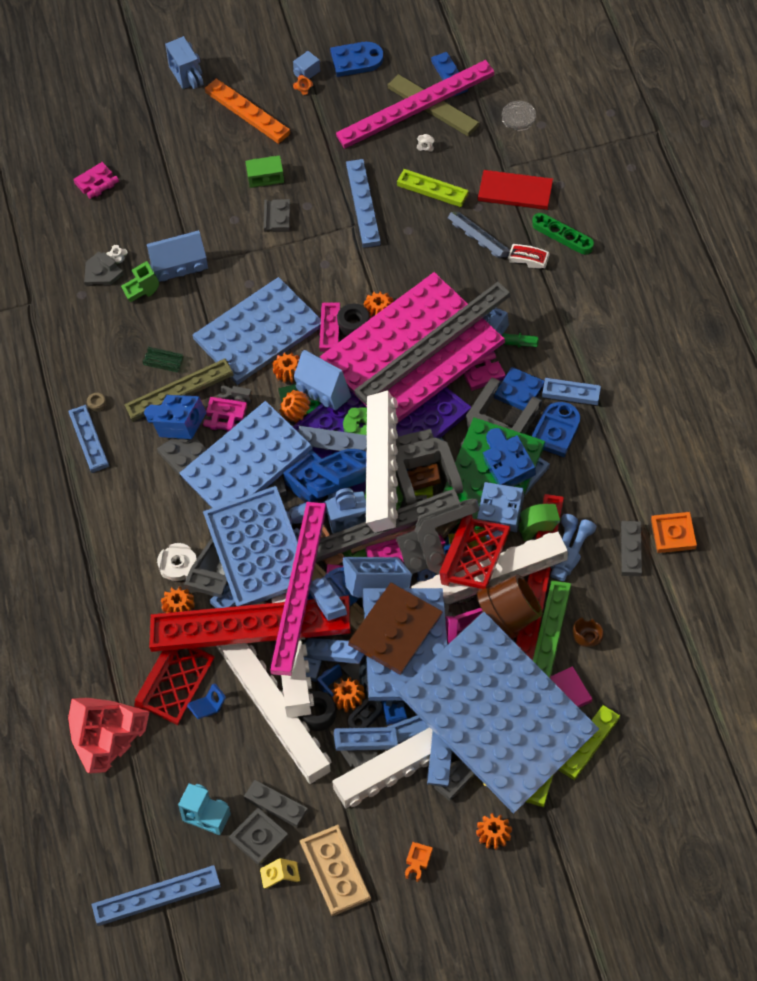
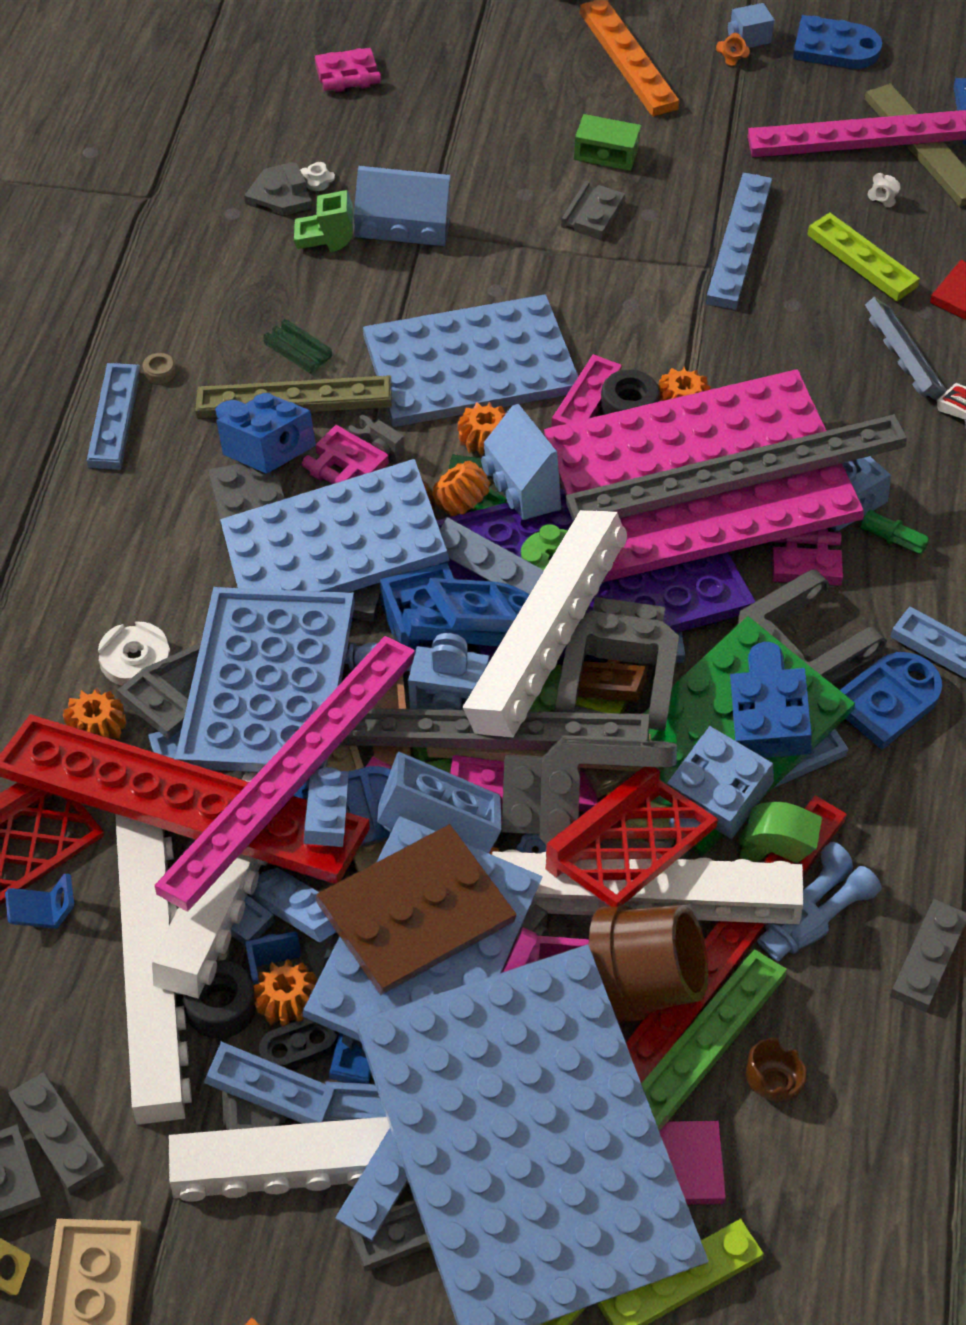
camera: 20 degrees right, 5 degrees down
(518, 388) = (854, 606): blue plate -> none

